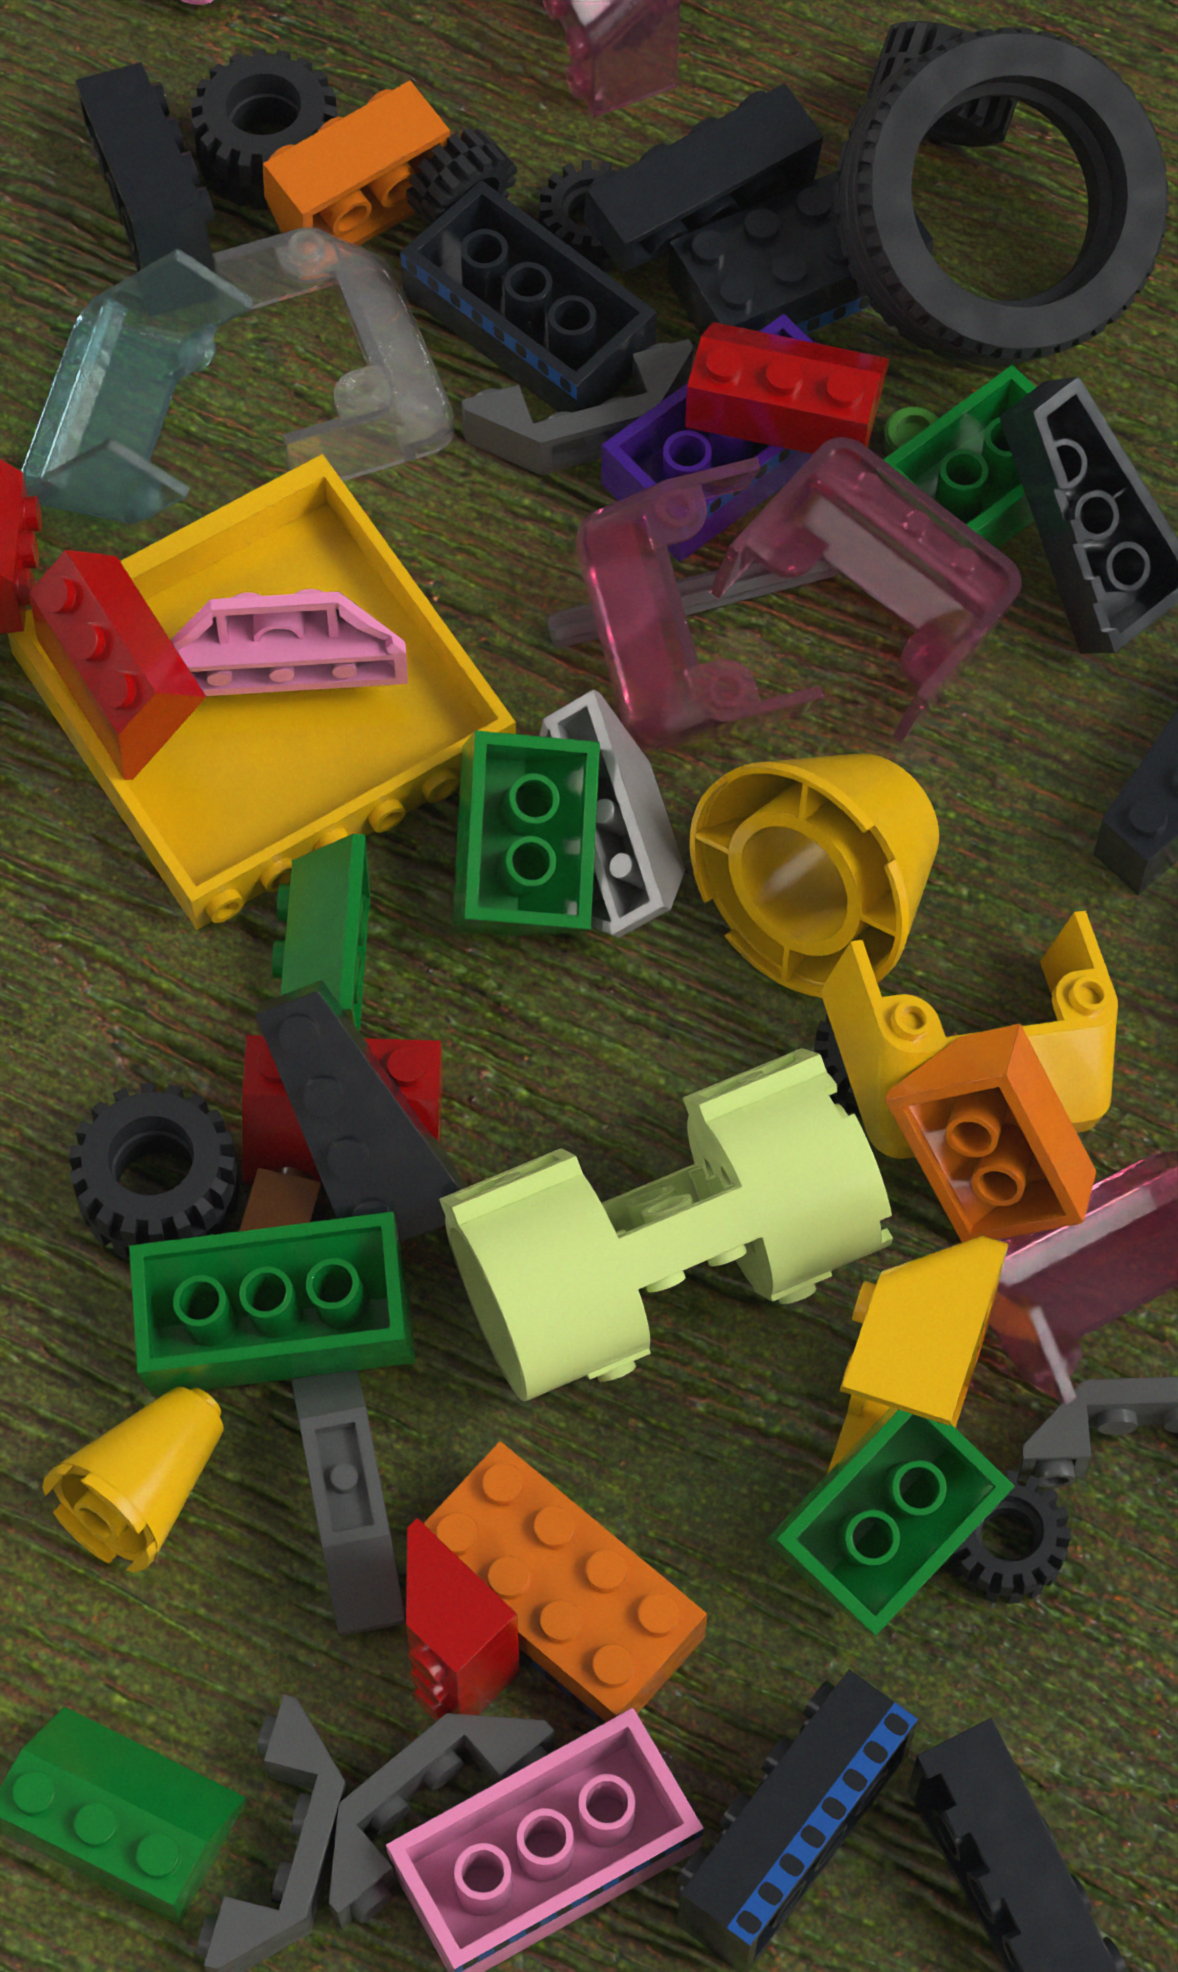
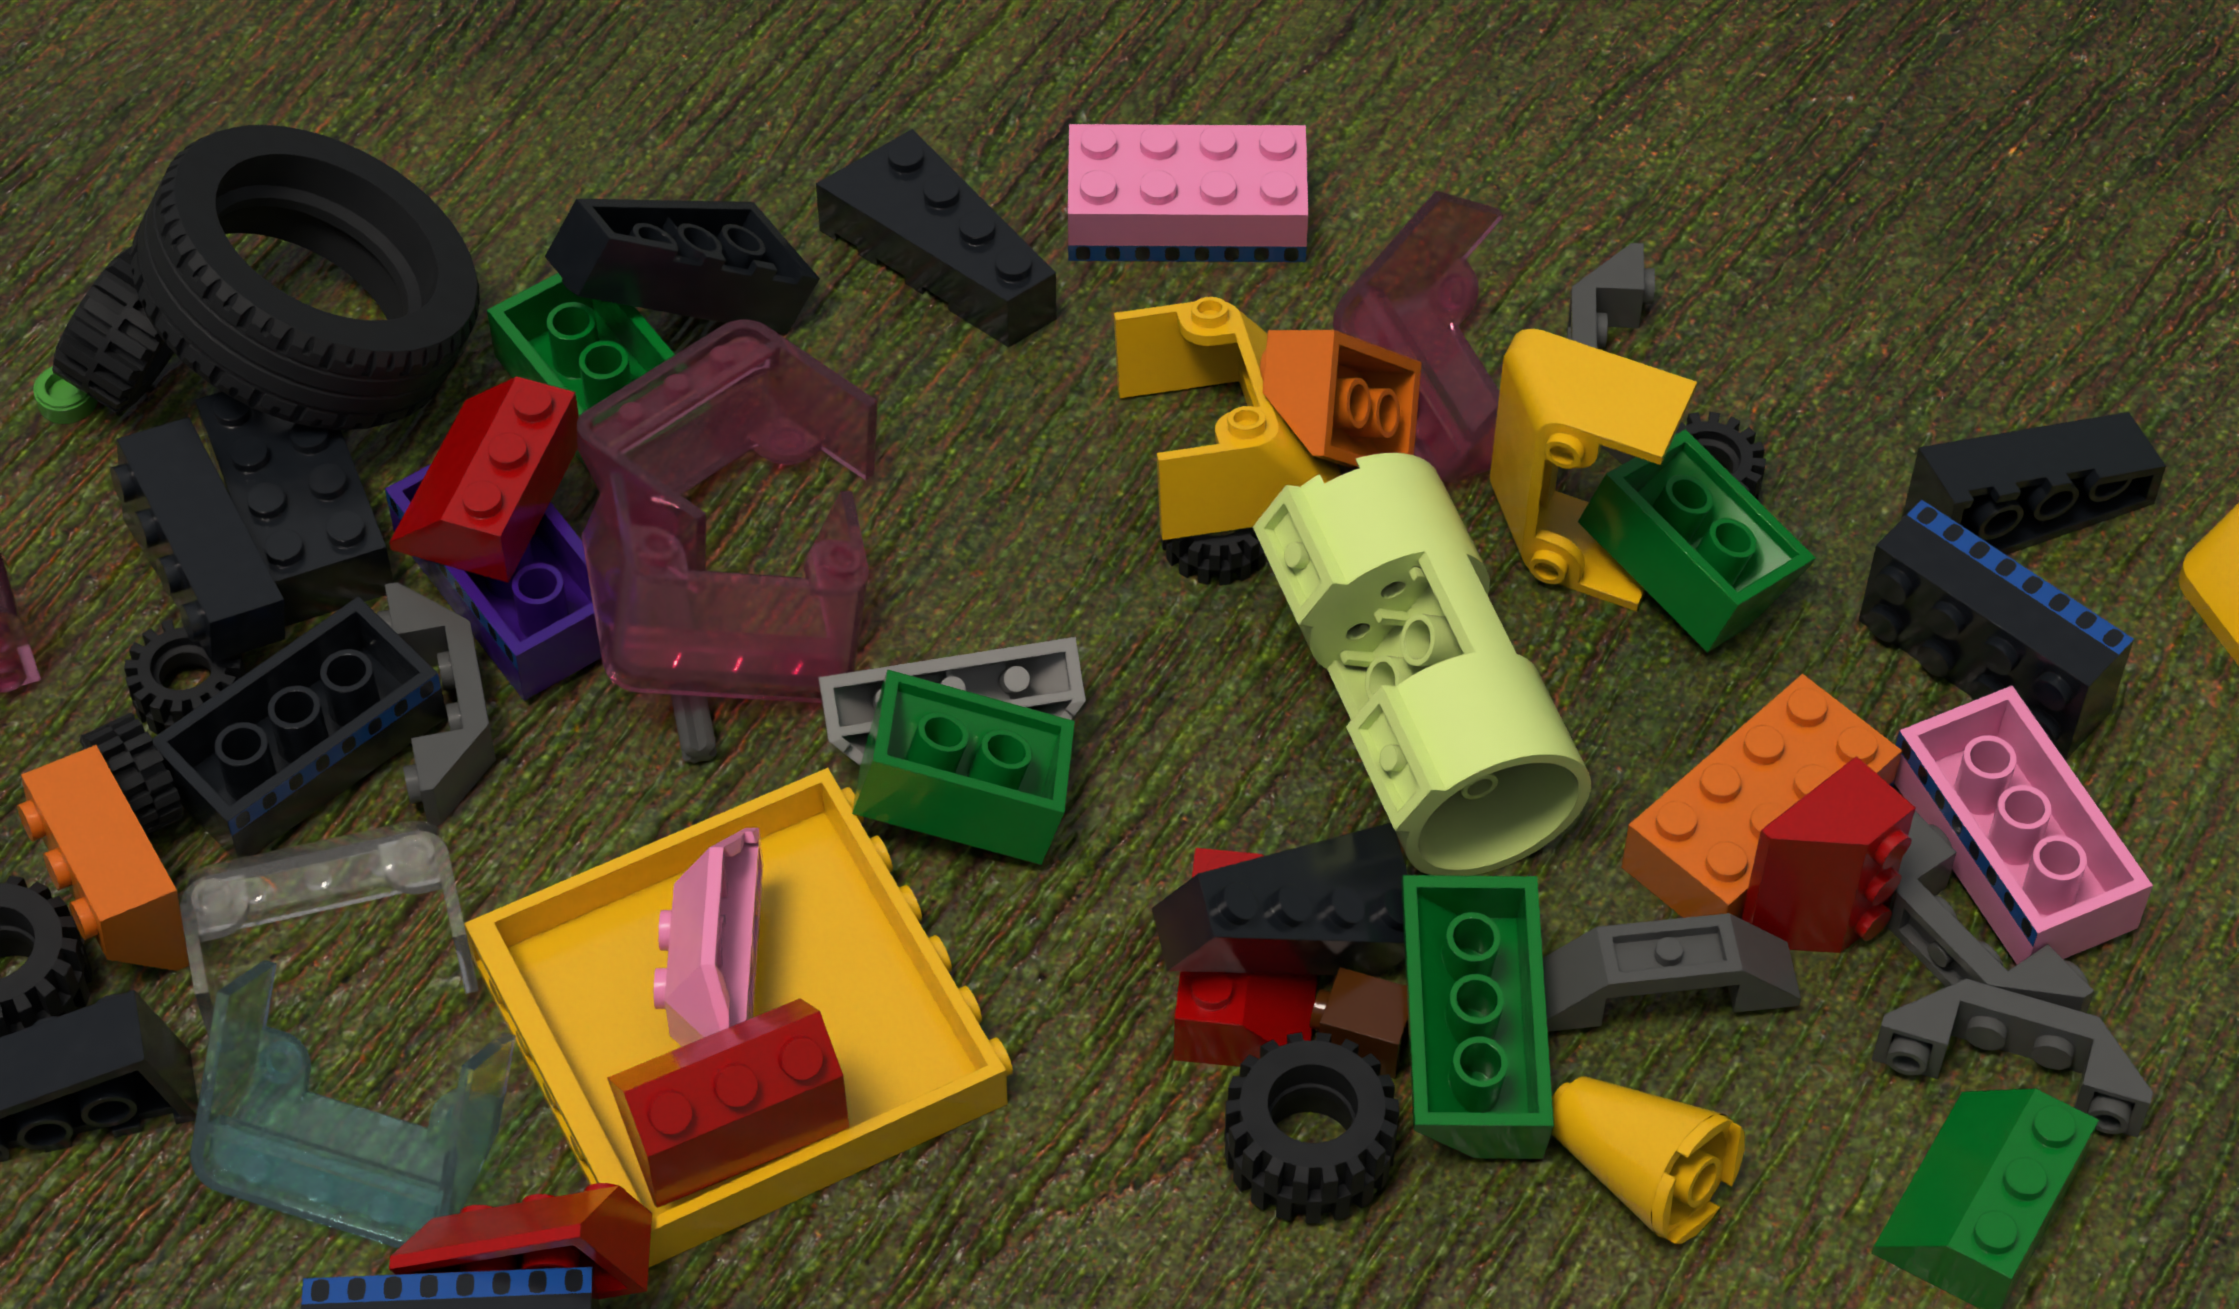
camera: 85 degrees left, 10 degrees down
(326, 923) = (1068, 953): green slope -> none
(815, 860) = (1048, 509): yellow cone -> none

